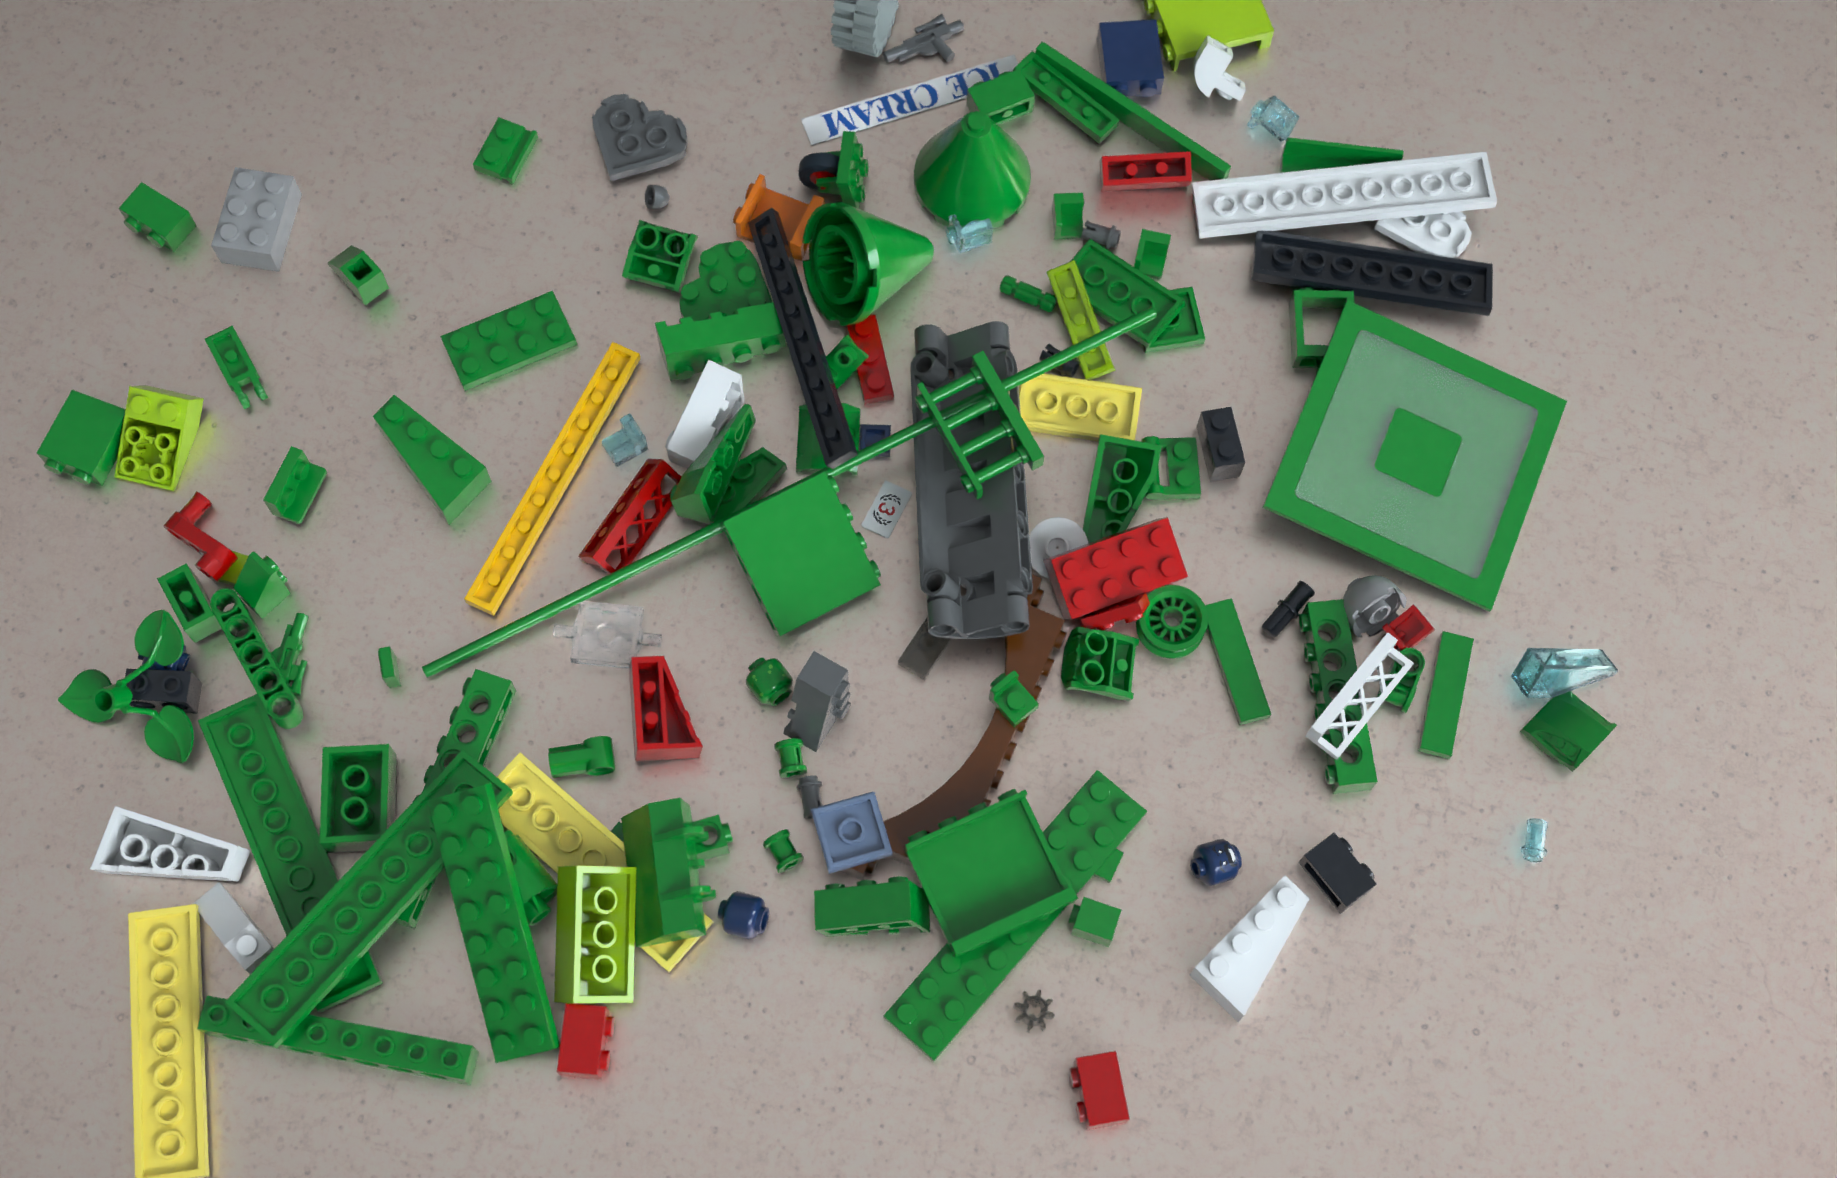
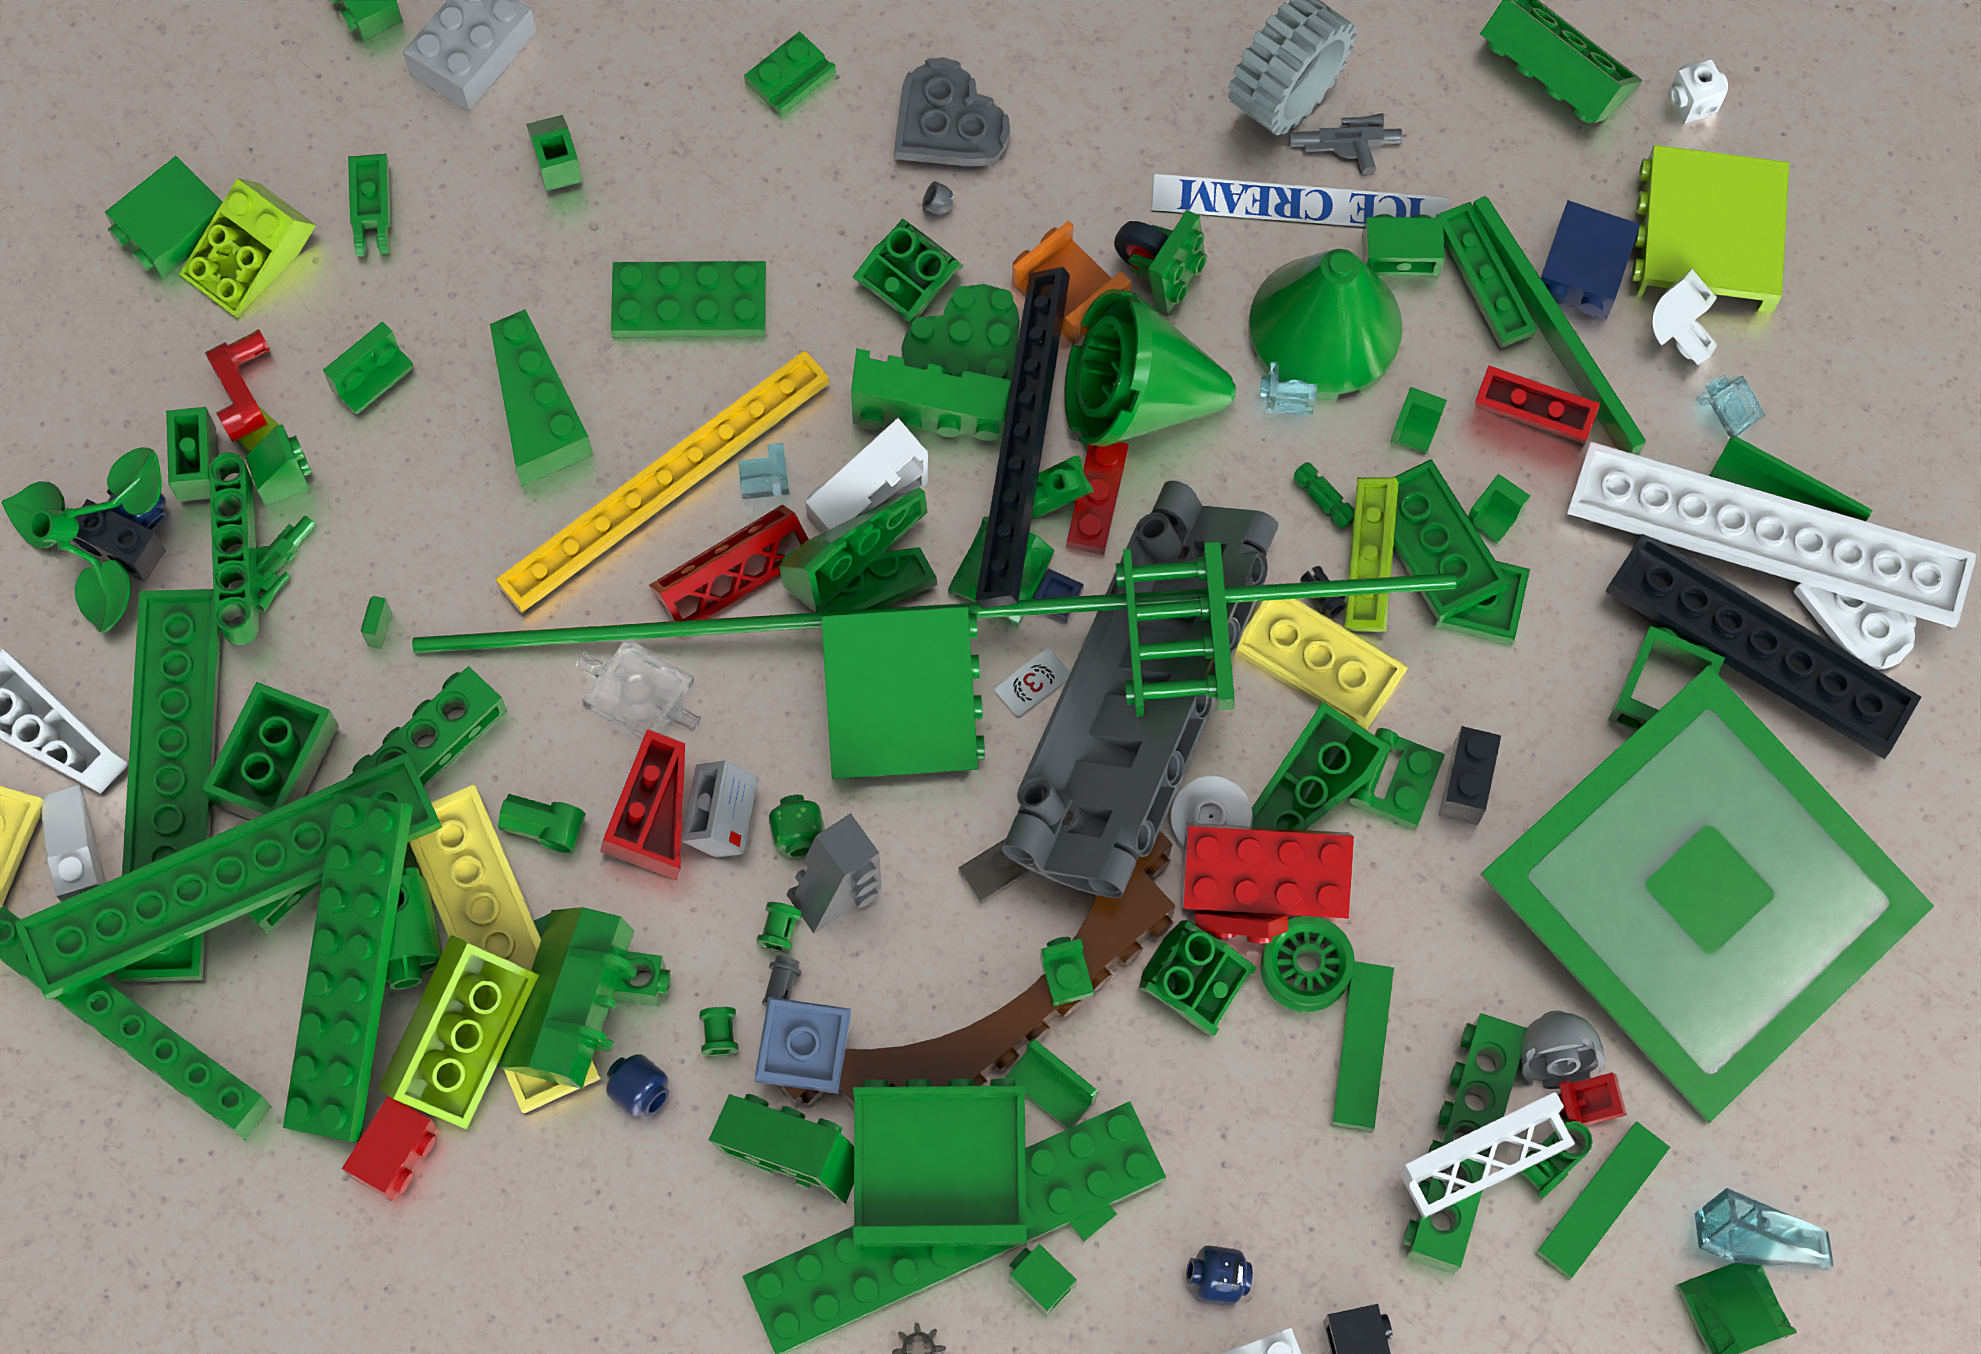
camera: 25 degrees right, 0 degrees up
(709, 692) = (719, 809): none -> light grey brick
(1044, 783) = (1053, 1085): none -> green panel
(1101, 234) = (1448, 460): dark grey pin -> none
(1288, 609) = (1456, 1011): black axle -> none

